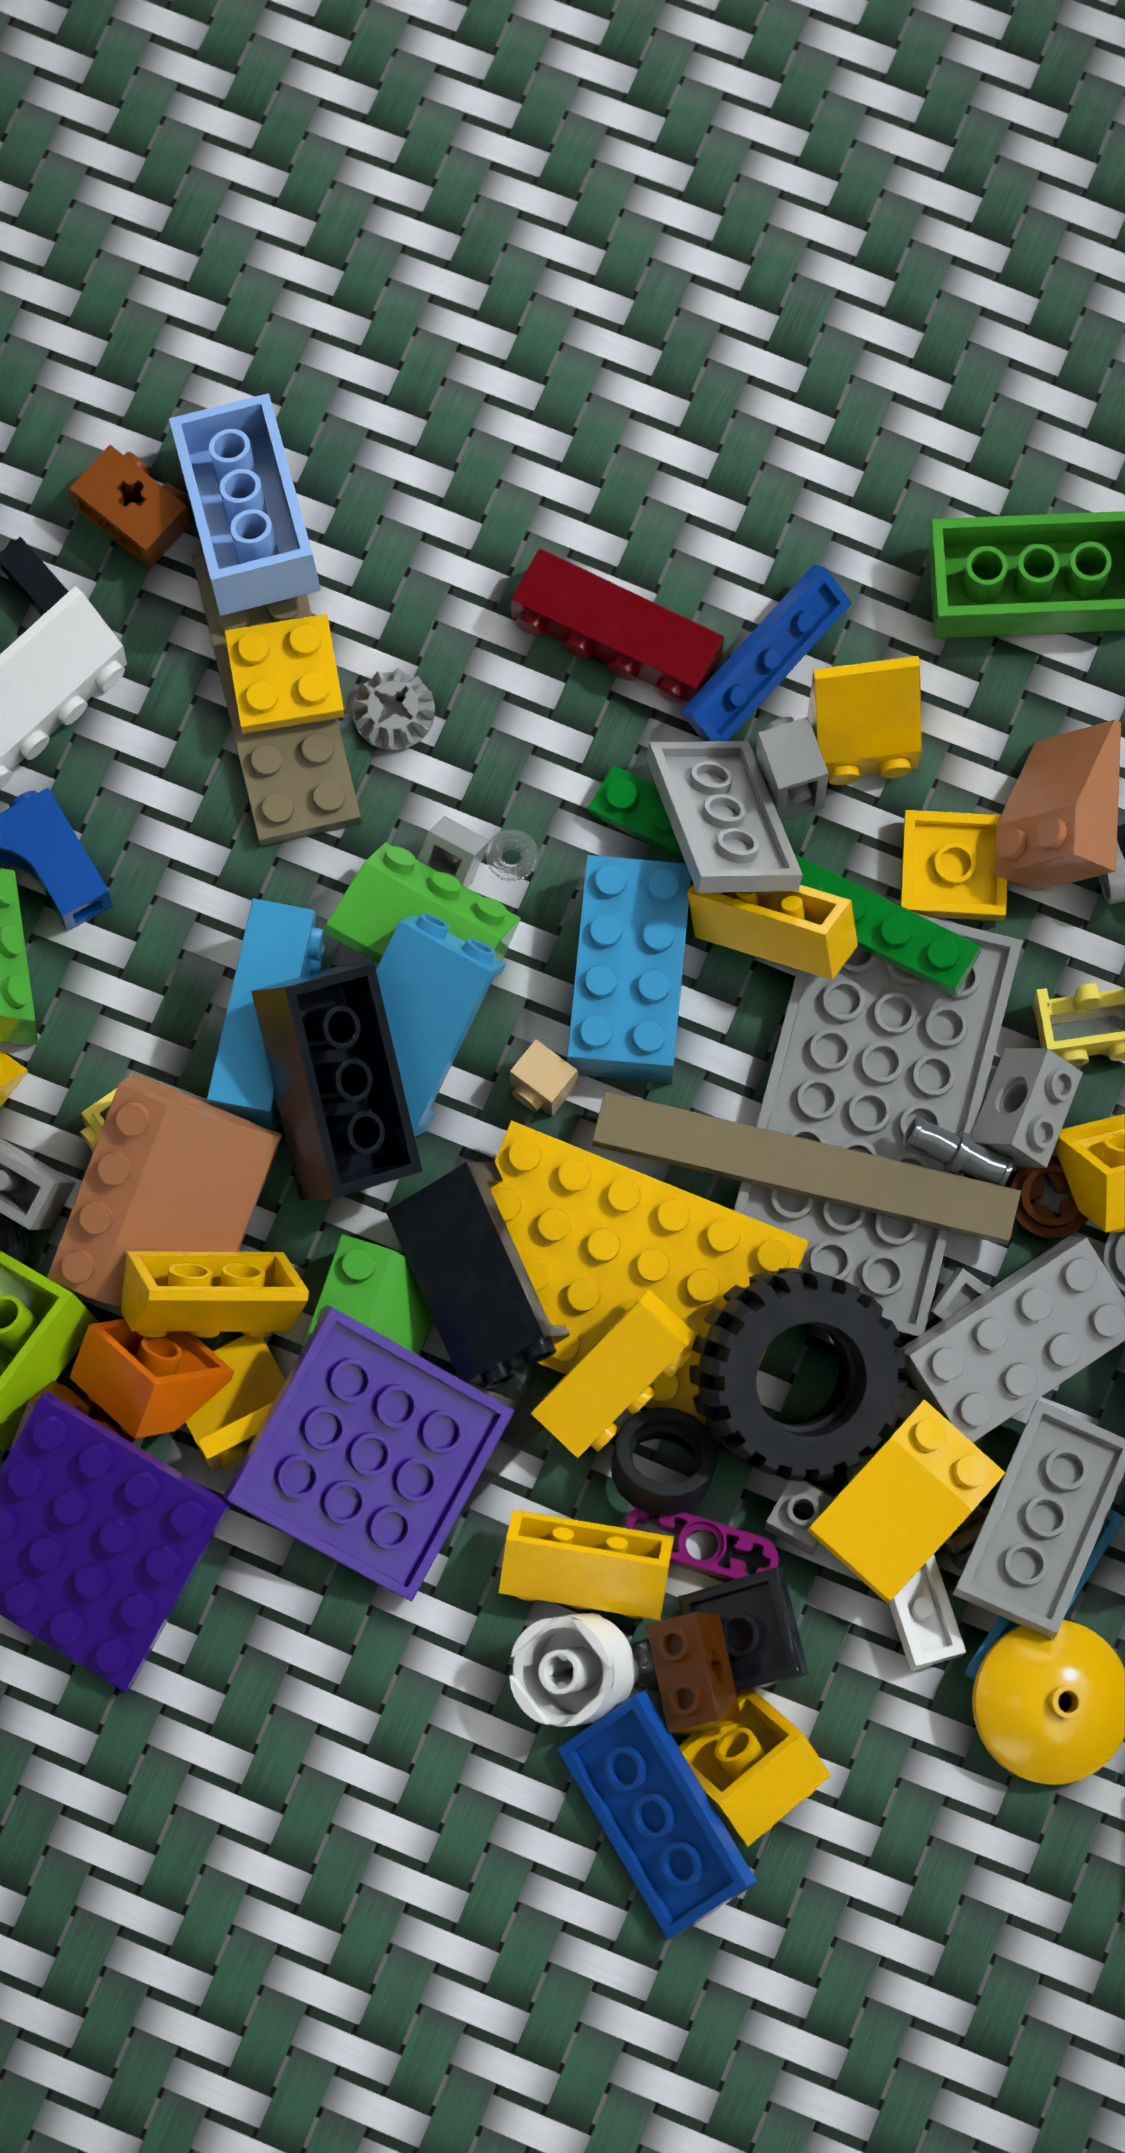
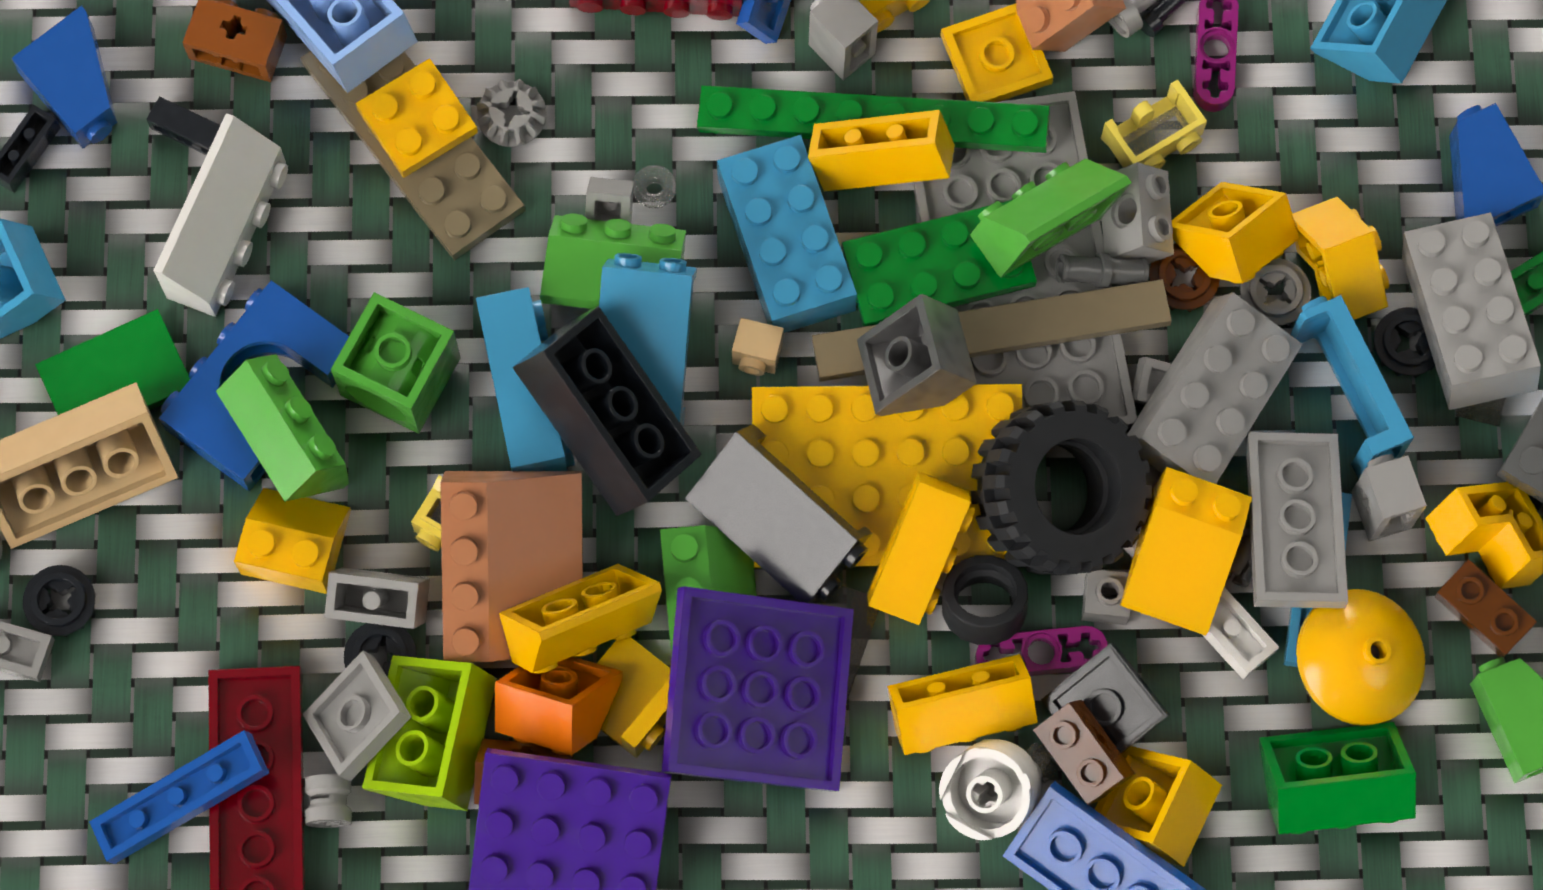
camera: 25 degrees left, 0 degrees up
(140, 933) = (396, 362): none -> bright green brick
(702, 1164) = (916, 358): none -> flat silver slope
(723, 817) = (809, 88): light grey plate -> none
(781, 1070) = (929, 260): none -> green plate
(919, 1064) = (1046, 213): none -> bright green slope
(964, 1823) = (1338, 778): none -> green slope

